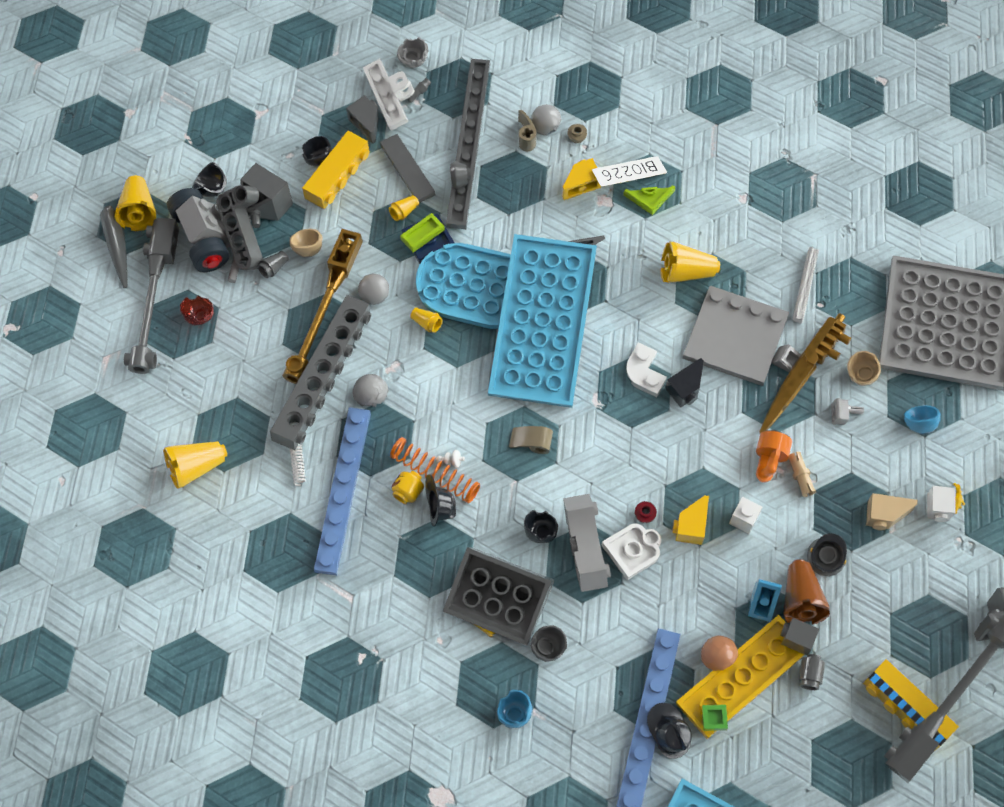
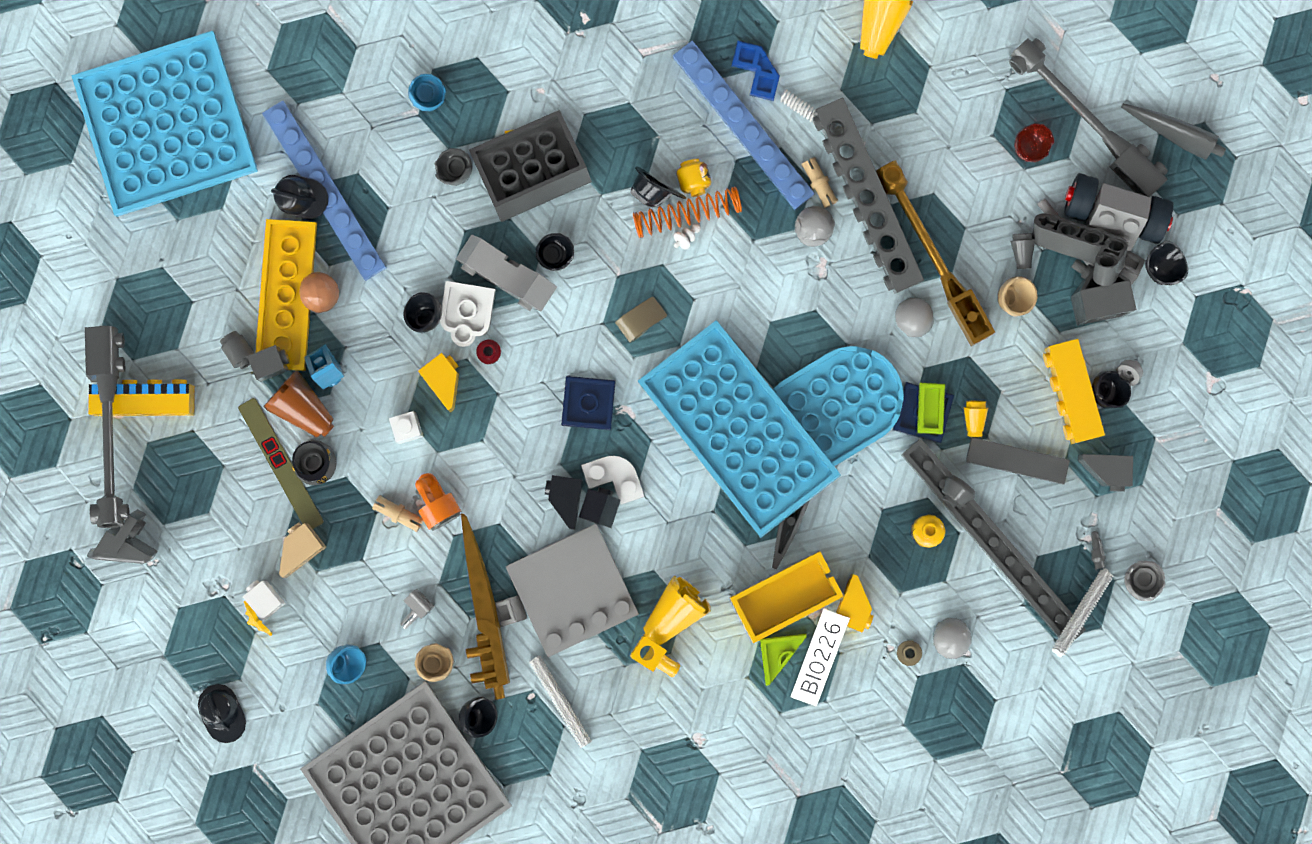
camera: 135 degrees right, 20 degrees up
(135, 205) = (1203, 178): yellow cone -> none
(294, 151) = (1130, 371): none -> light grey tile
(296, 504) = (755, 59): none -> blue tile
(338, 411) = (819, 182): none -> tan pin
(389, 92) = (1118, 516): white plate -> none
(428, 320) = (838, 334): yellow cone -> none
(463, 66) = (1082, 612): none -> white axle
(497, 175) = (928, 531): none -> yellow head
(527, 133) = (948, 608): dark tan panel -> none
(615, 213) = (786, 597): none -> yellow piece
(615, 425) = (588, 403): none -> dark blue tile
(664, 572) = (422, 312): none -> black piece
(672, 357) = (600, 507): none -> black brick
(714, 717) = (274, 236): bright green tile -> none
(726, 251) = (655, 657): none -> yellow bracket
(849, 580) = (280, 463): none -> olive sticker
(866, 317) = (478, 717): none -> black piece

